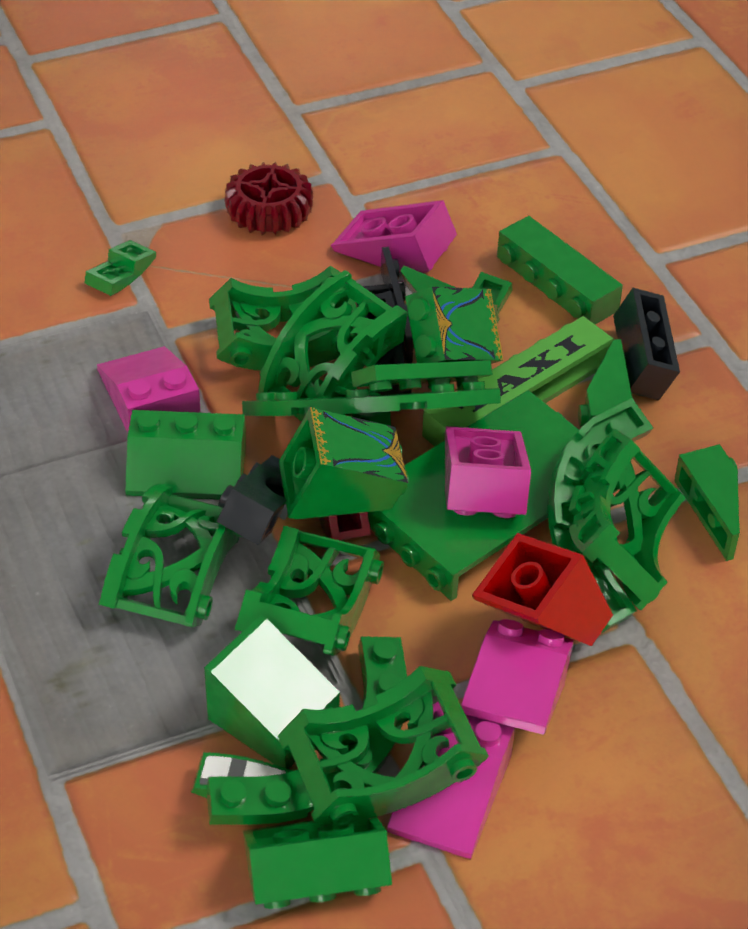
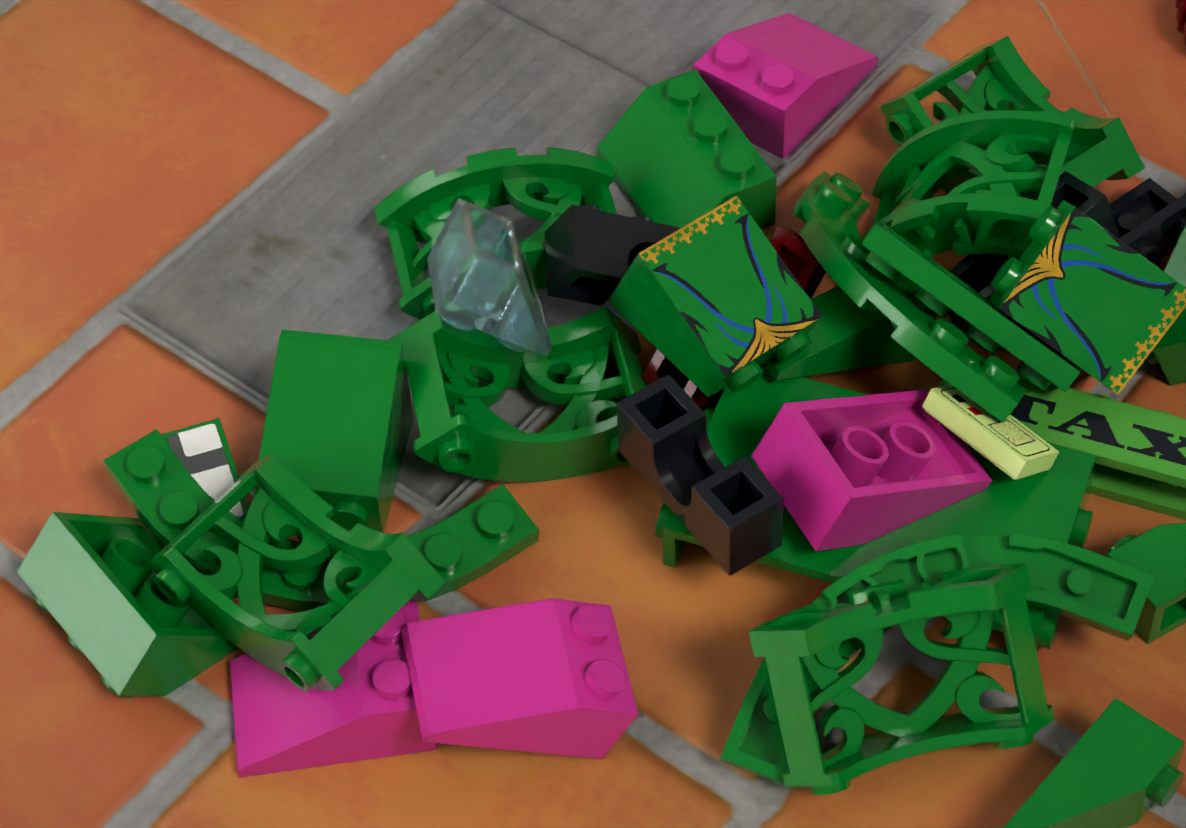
camera: 65 degrees right, 5 degrees up
(242, 555) = (486, 280): none -> clear light blue slope
(476, 537) = (724, 507): none -> black arch
(494, 414) = (1006, 444): none -> yellowish green tile
(546, 589) = (663, 635): red slope -> none

